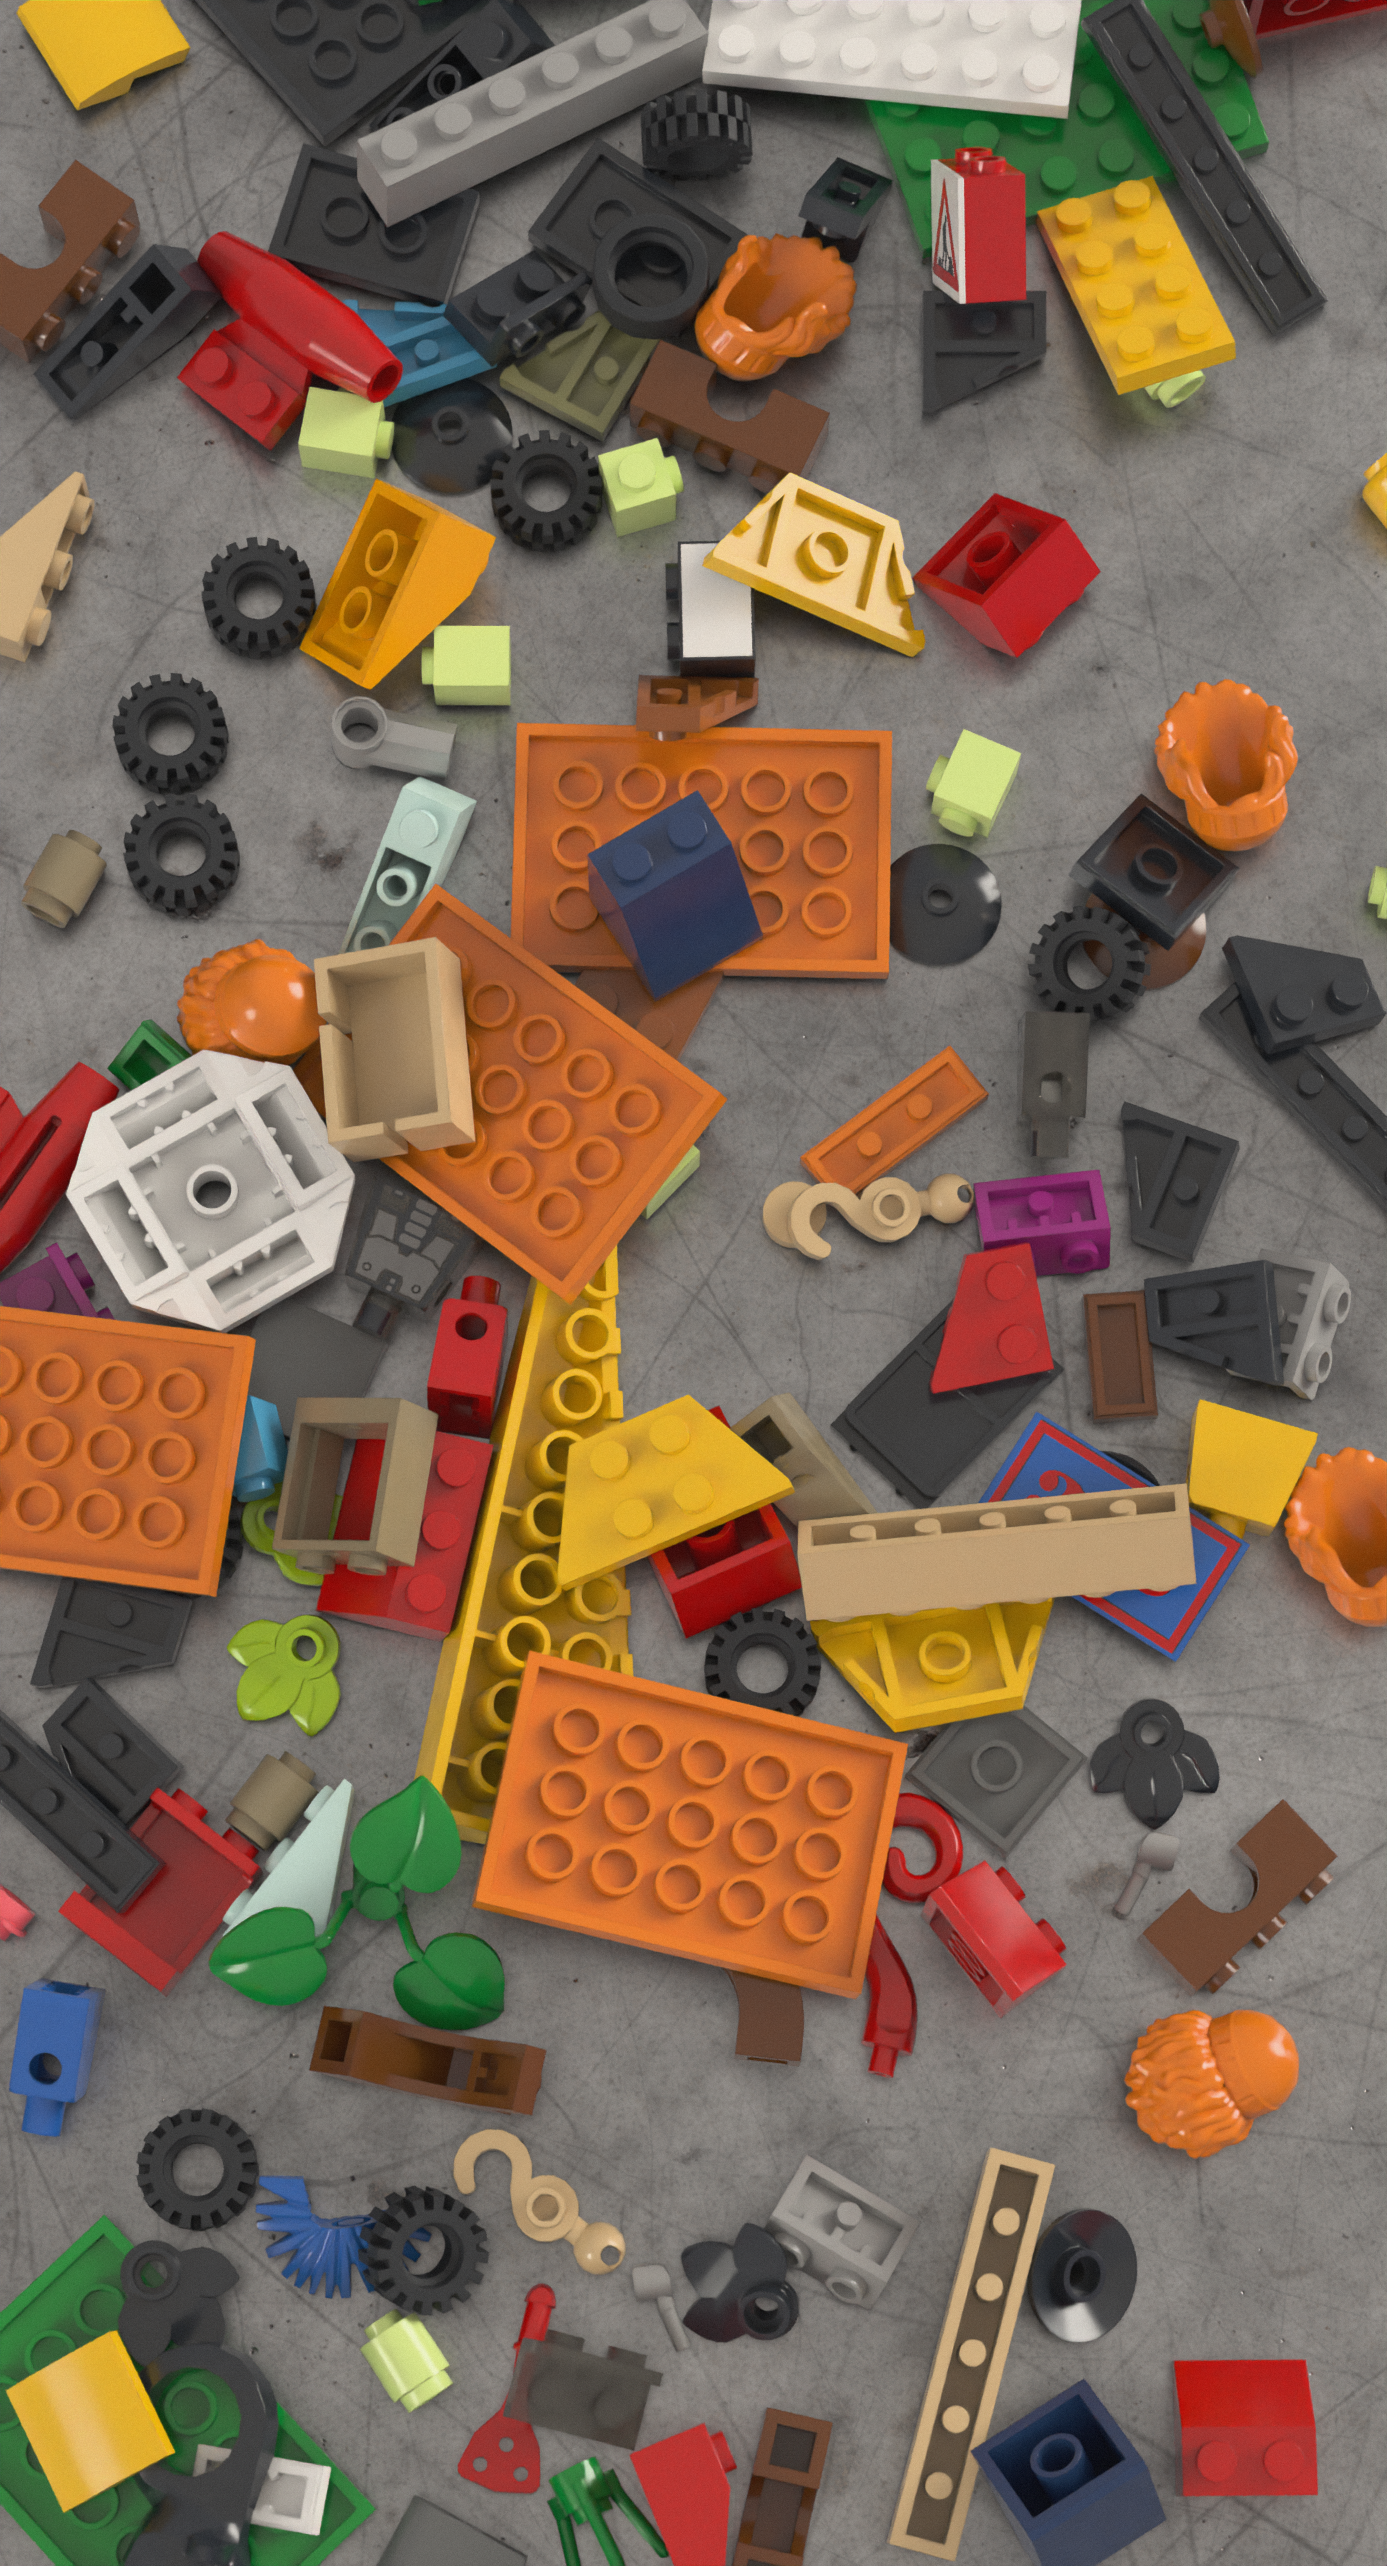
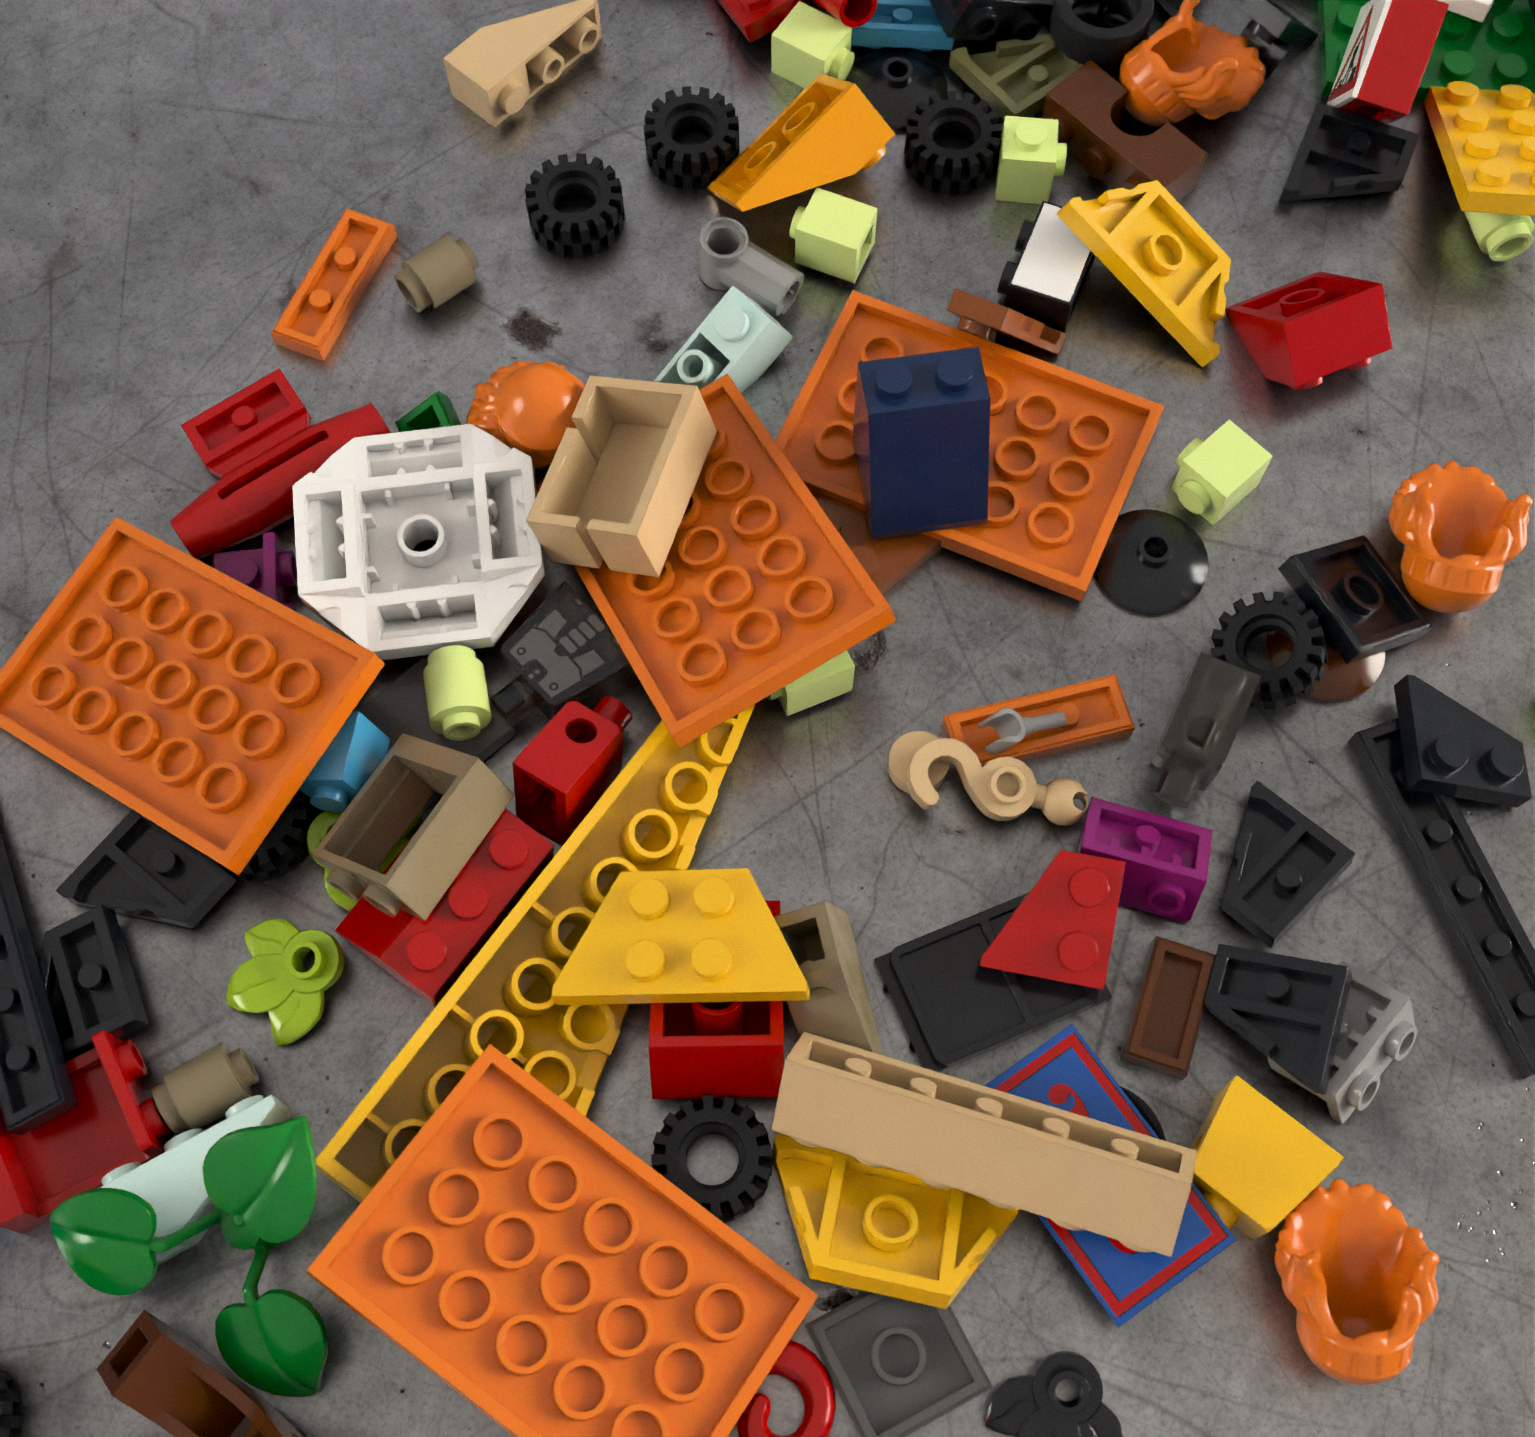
camera: 25 degrees right, 10 degrees down
(174, 818) = (536, 266): black tyre -> none
(322, 1333) = (456, 692): none -> yellowish green brick
(875, 1146) = (1013, 727): none -> light grey hand

